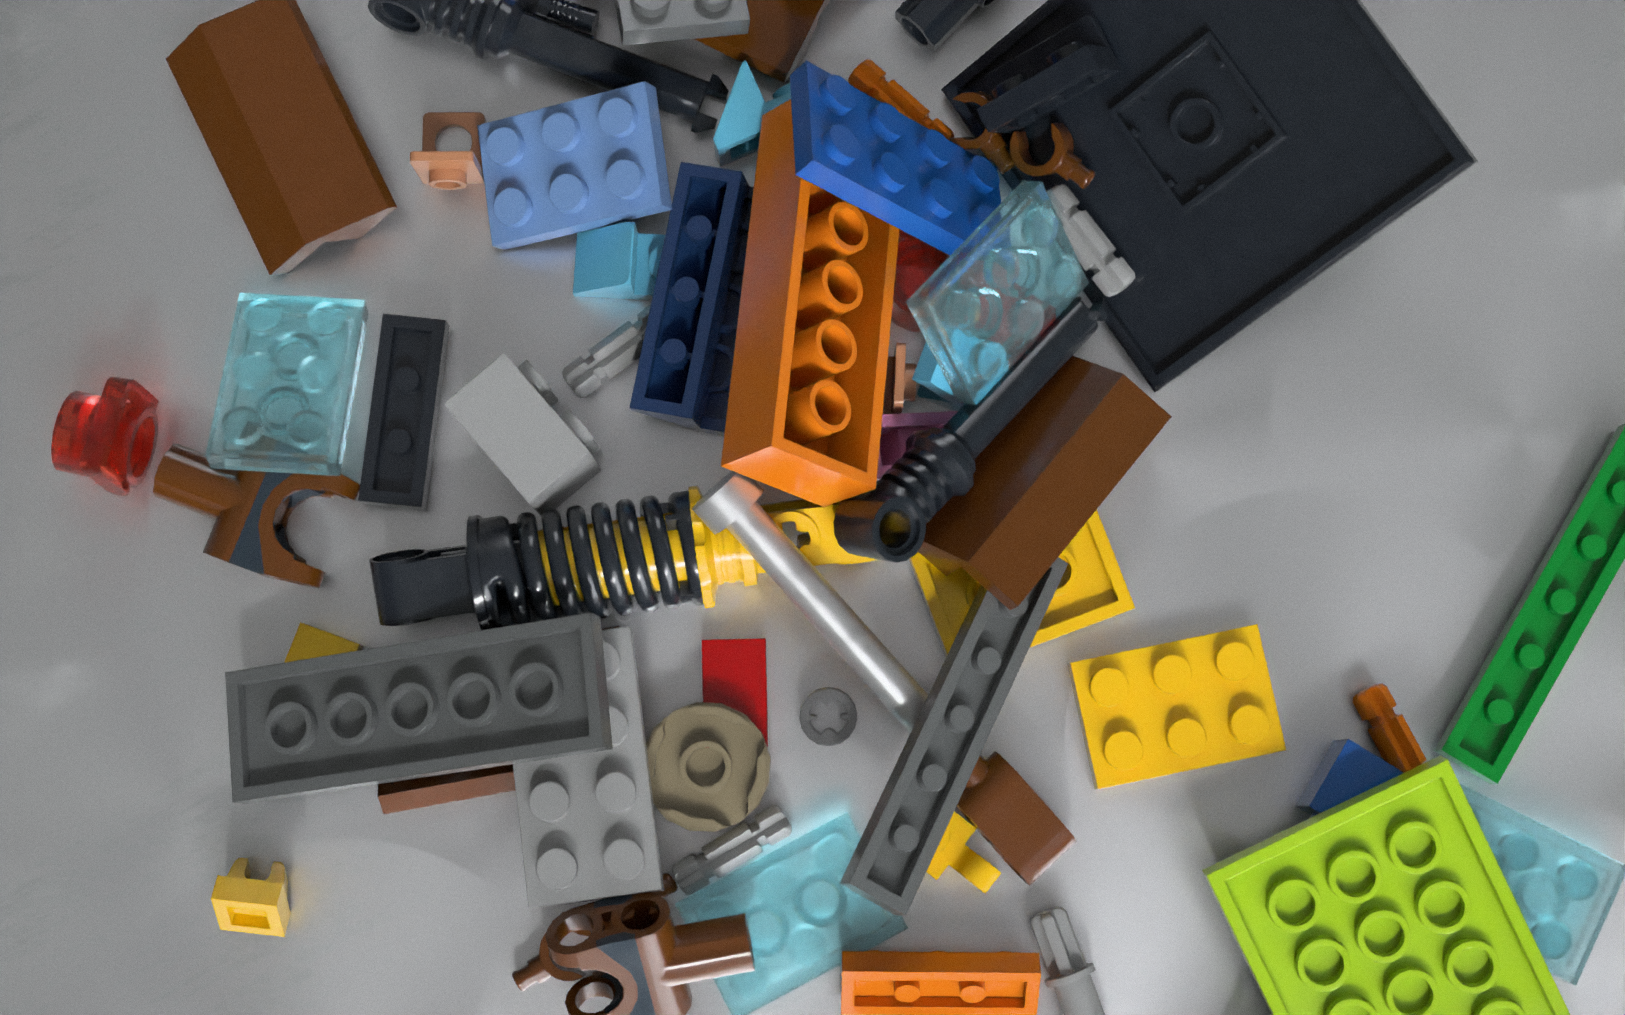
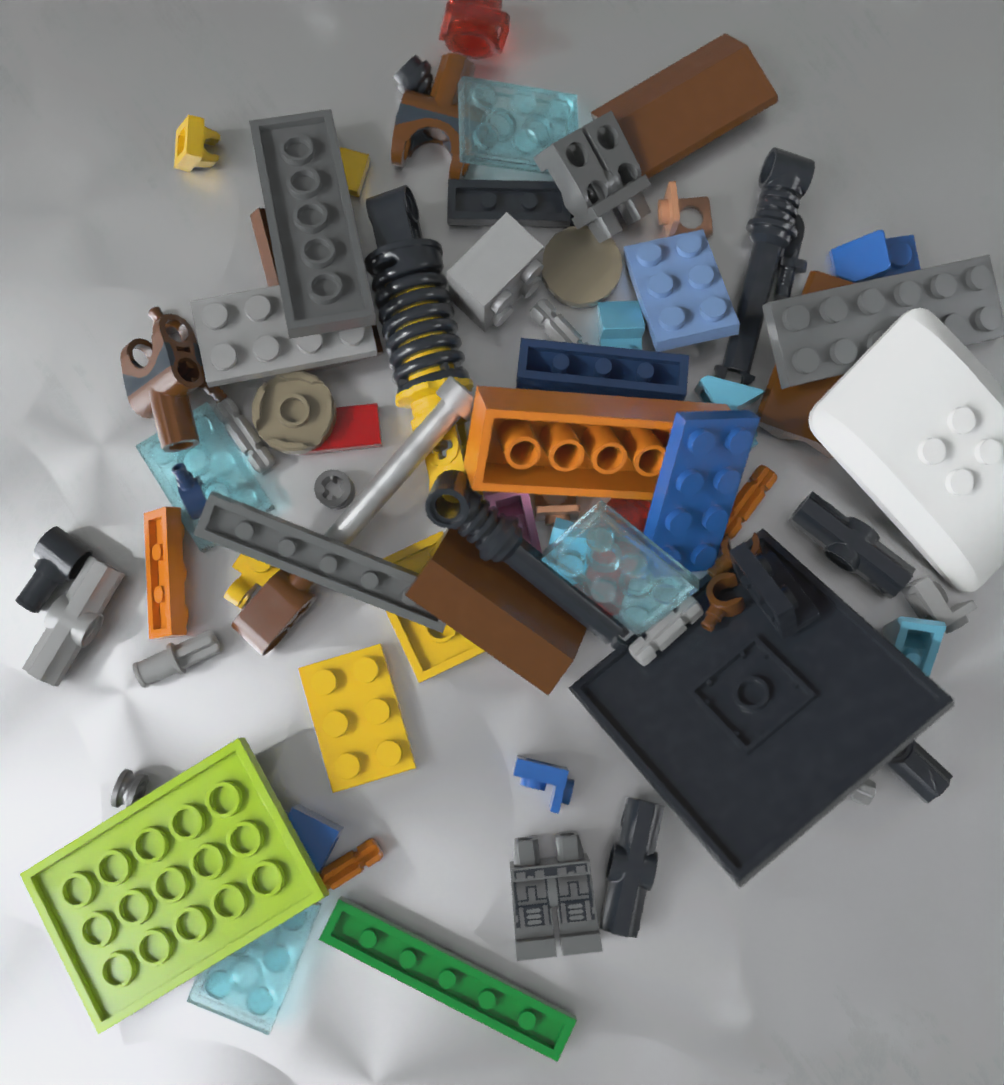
camera: 85 degrees right, 0 degrees up
(181, 540) = (415, 76): none -> black plate
(384, 270) = (596, 175): none -> dark grey hips
(515, 308) = (580, 268): none -> dark tan tile
(825, 927) = (190, 490): none -> dark blue piece
(1277, 445) = (537, 774): none -> blue bracket
(1417, 325) = (631, 867): none -> black piece
(1433, 438) = (549, 883): none -> dark grey hips

